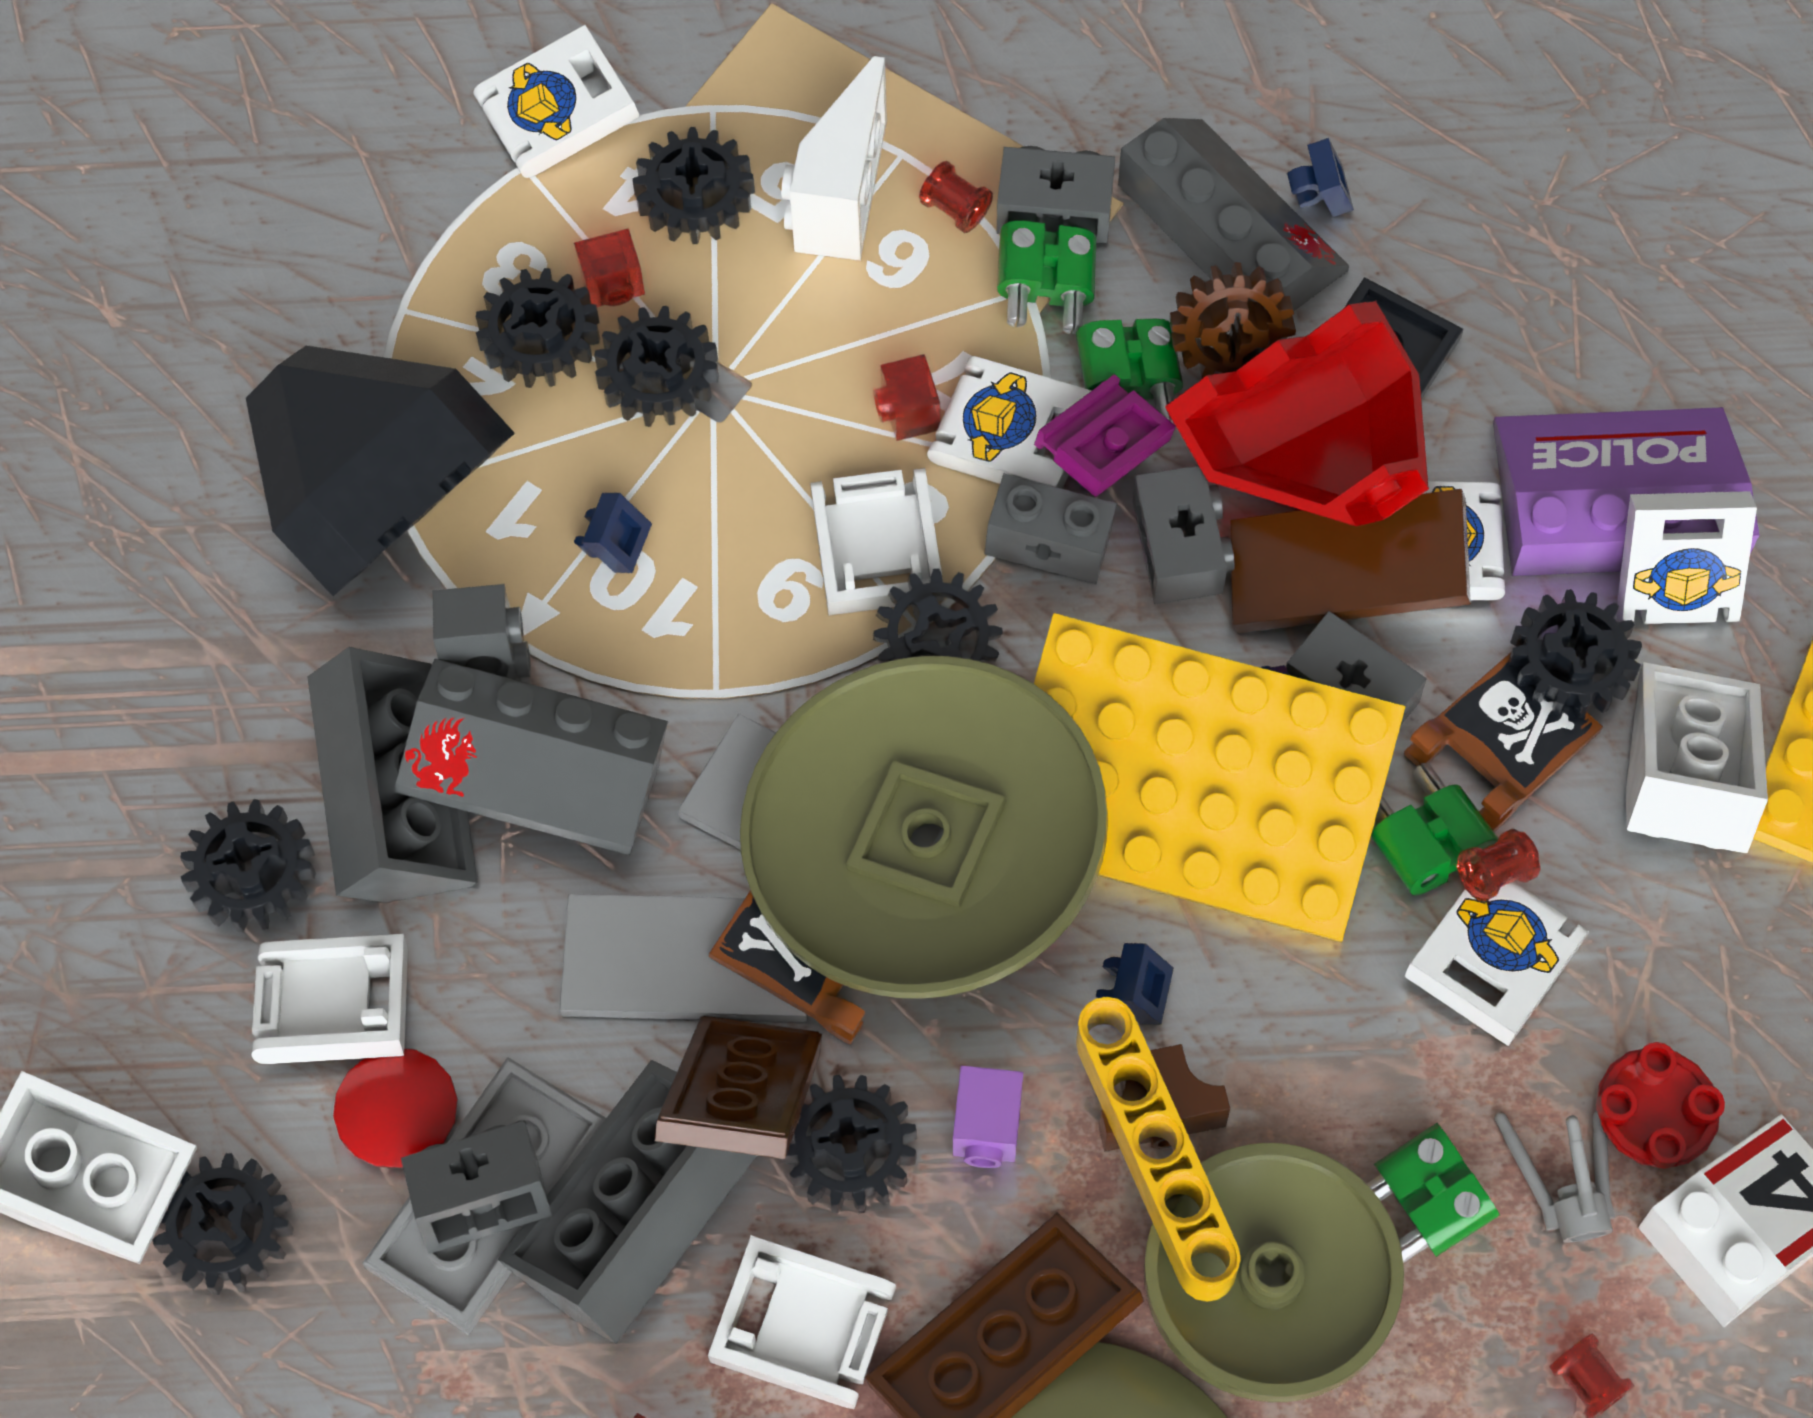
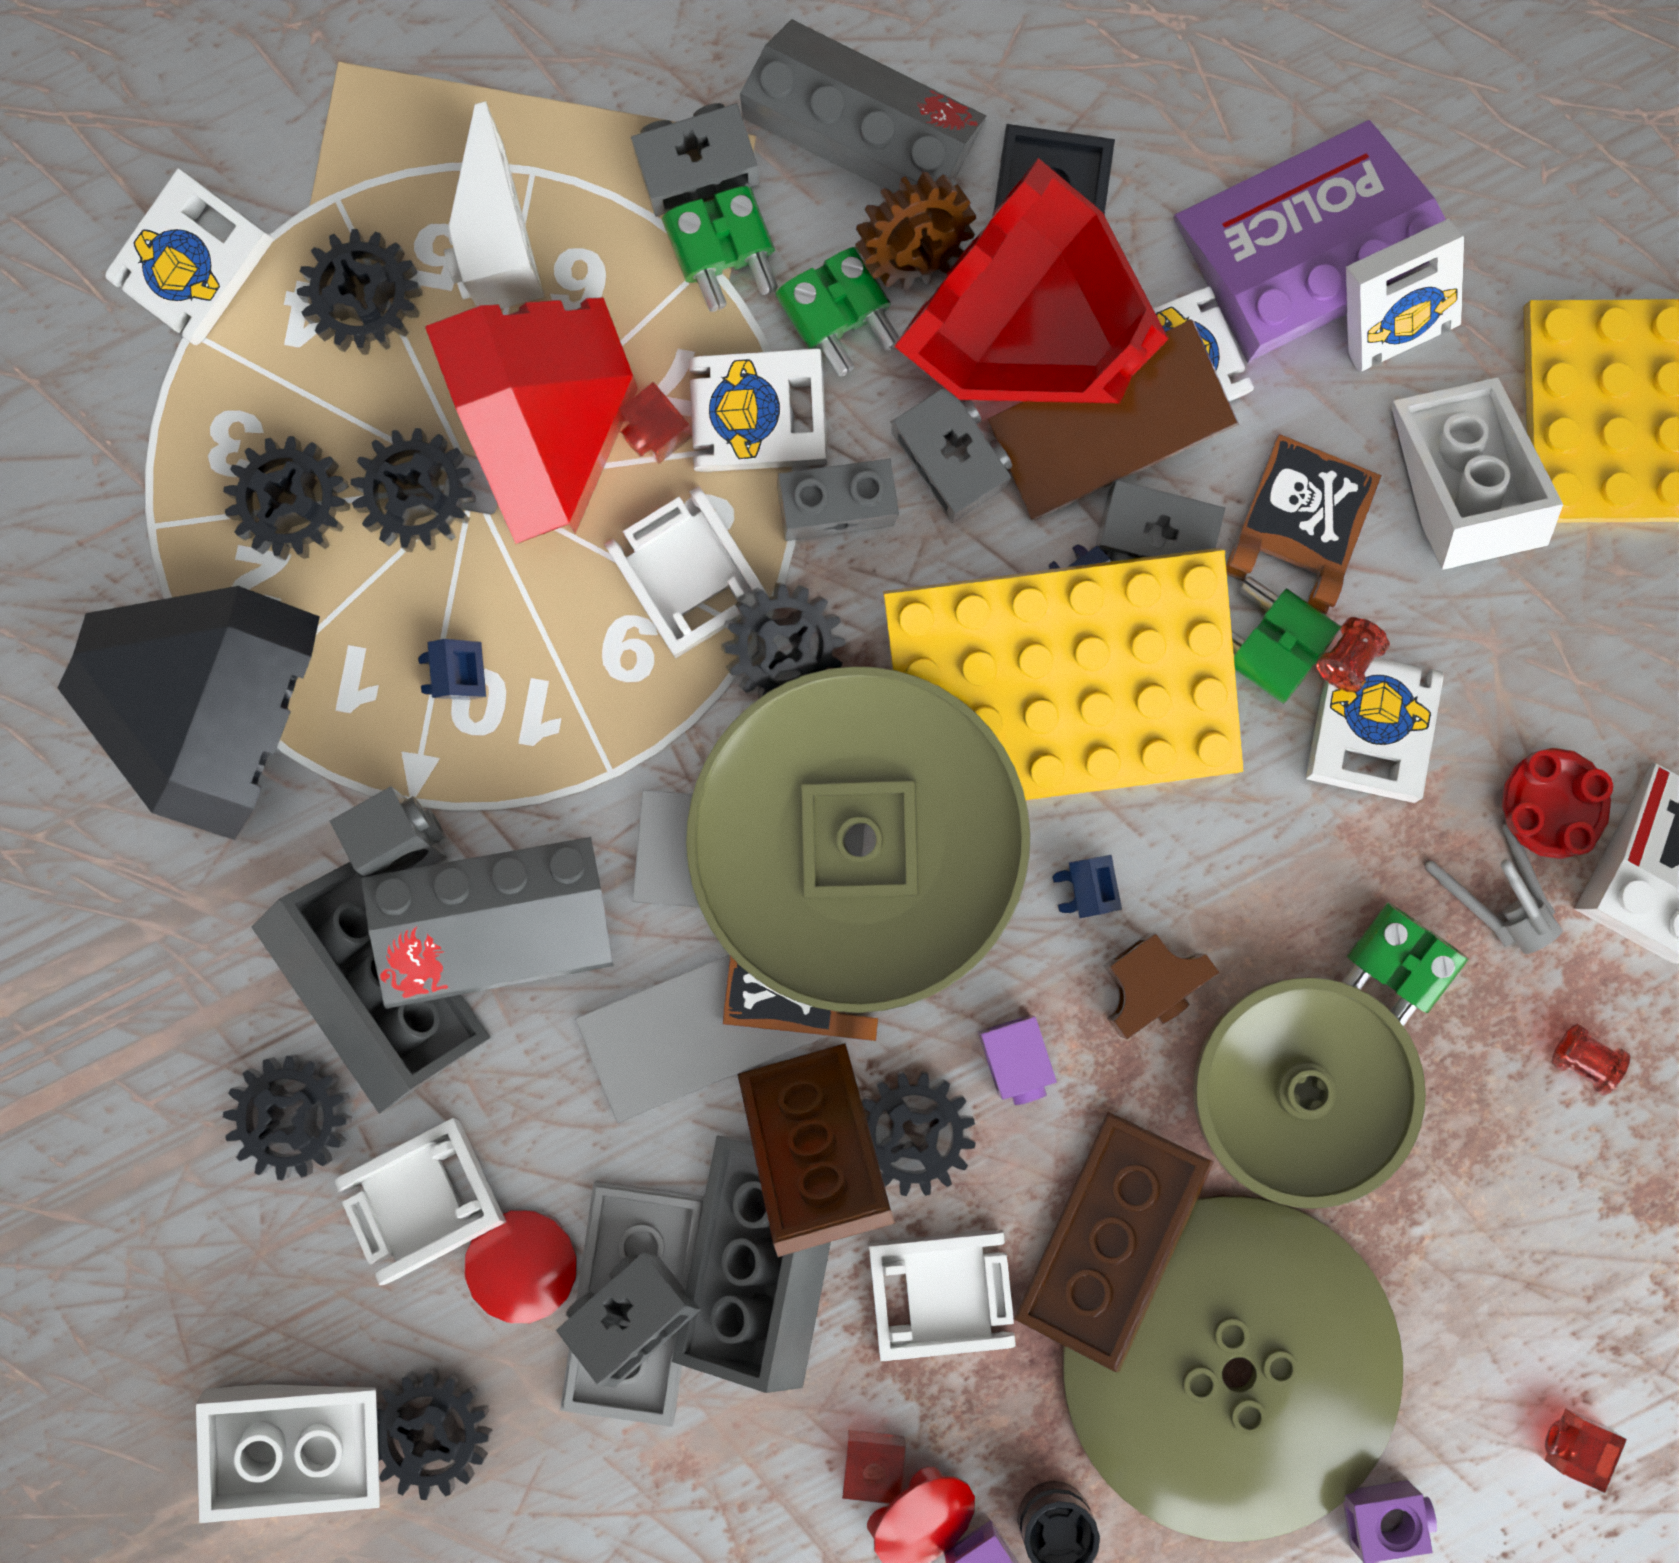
camera: 30 degrees left, 20 degrees up
(610, 268) = (324, 412): clear red plate -> none
(807, 326) = (537, 403): none -> red panel
(955, 197) = (605, 200): clear red bush -> none
(1105, 435) = (850, 394): magenta plate -> none
(1163, 1177) = (1206, 1053): yellow beam -> none
(1322, 180) = (930, 40): dark blue tile -> none
(1592, 638) = (1344, 440): black gear -> none

